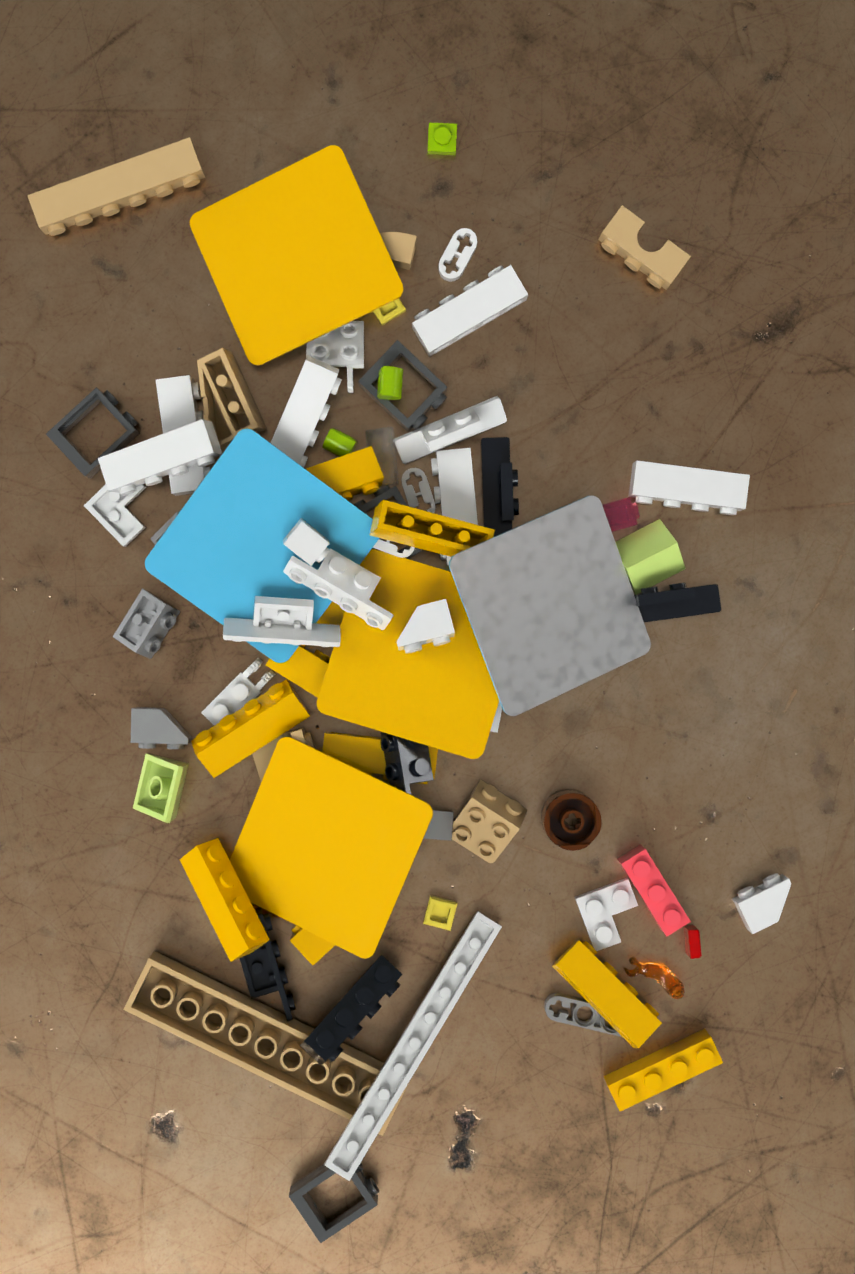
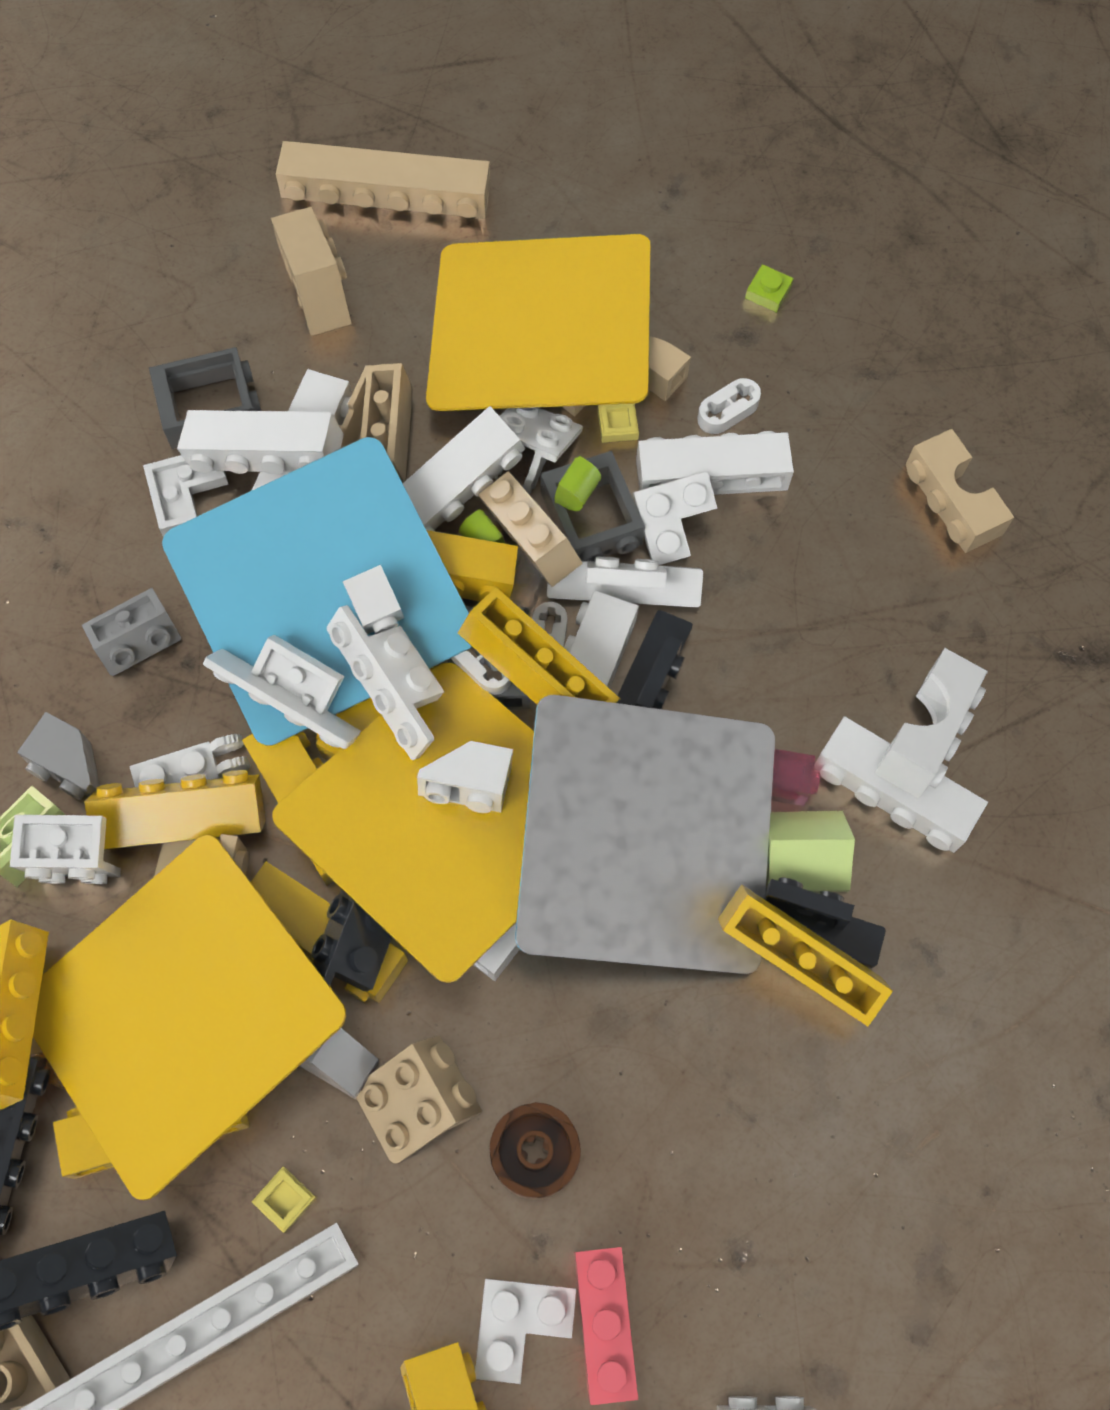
camera: 20 degrees right, 20 degrees down
(108, 291) = (313, 269): none -> tan wedge
(200, 789) = (61, 847): none -> white bracket
(371, 429) = (530, 528): none -> tan arch
(453, 363) = (662, 512): none -> white plate
(676, 630) = (804, 955): none -> yellow brick
(696, 407) = (918, 751): none -> white arch

